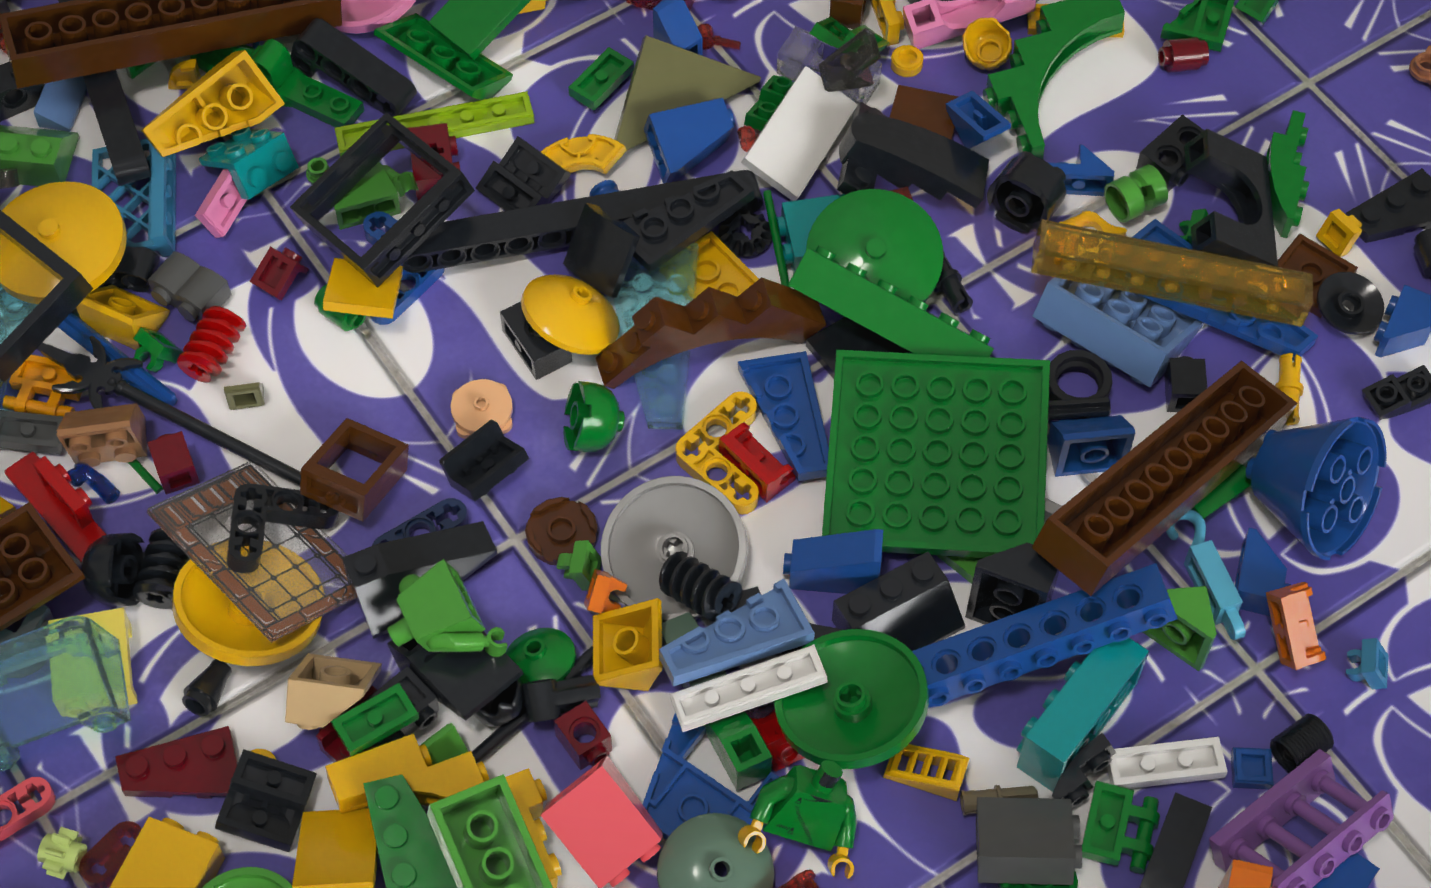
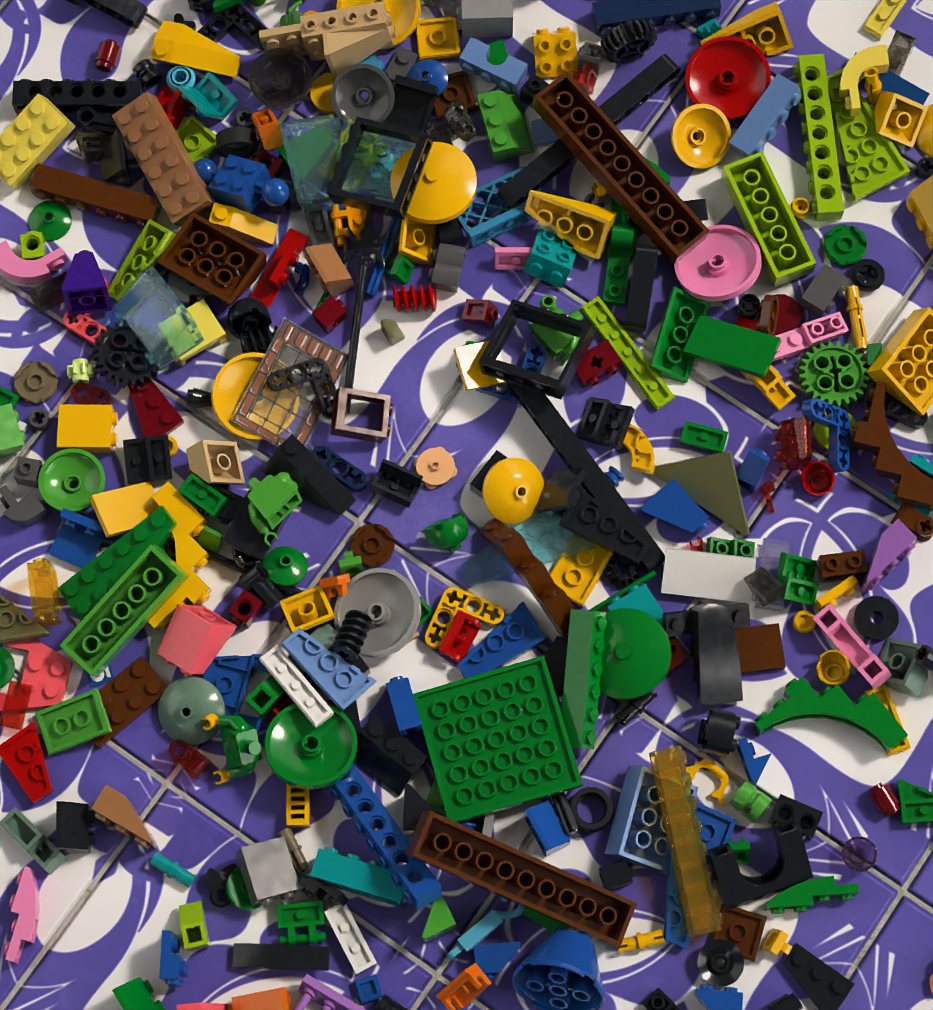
camera: 70 degrees right, 15 degrees up
(76, 770) = (125, 372): none -> black gear
(975, 119) = (764, 681): blue slope -> none
(1250, 100) = (859, 854): none -> clear purple hair

